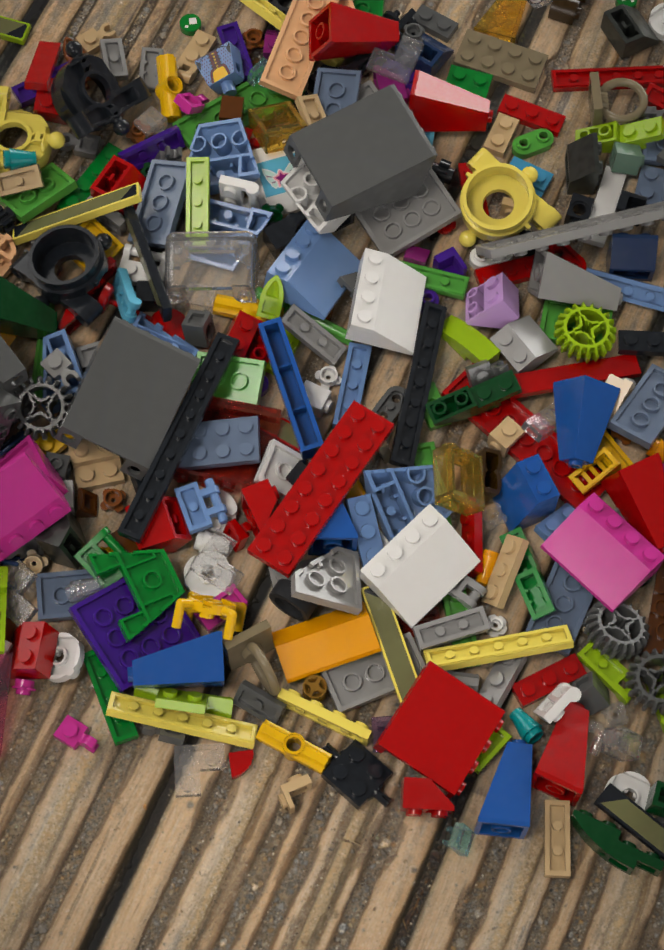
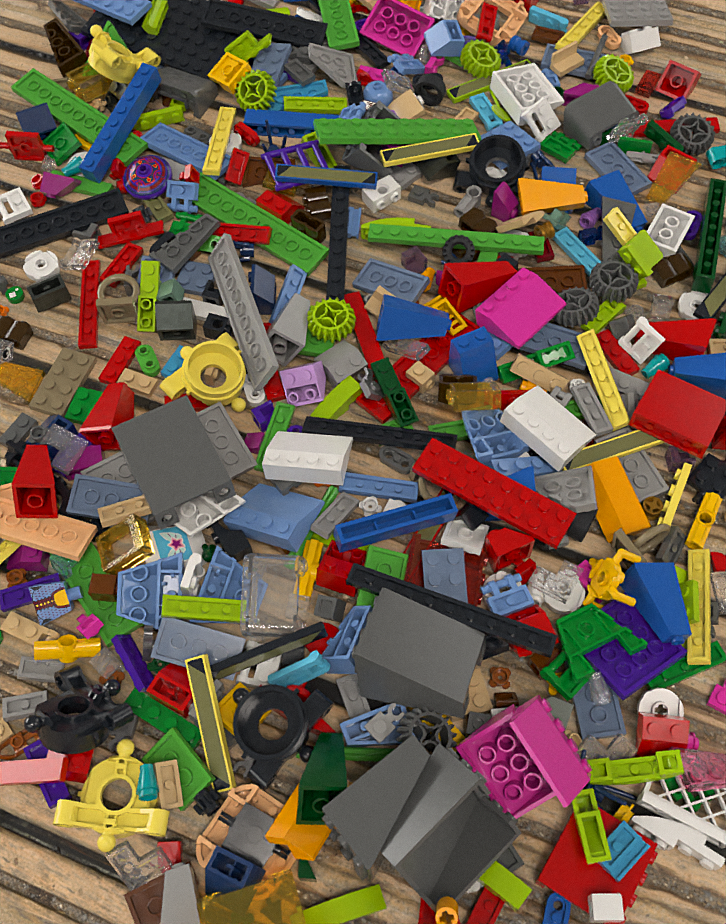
camera: 85 degrees left, 5 degrees down
(271, 299) = (310, 542): lime plate -> none

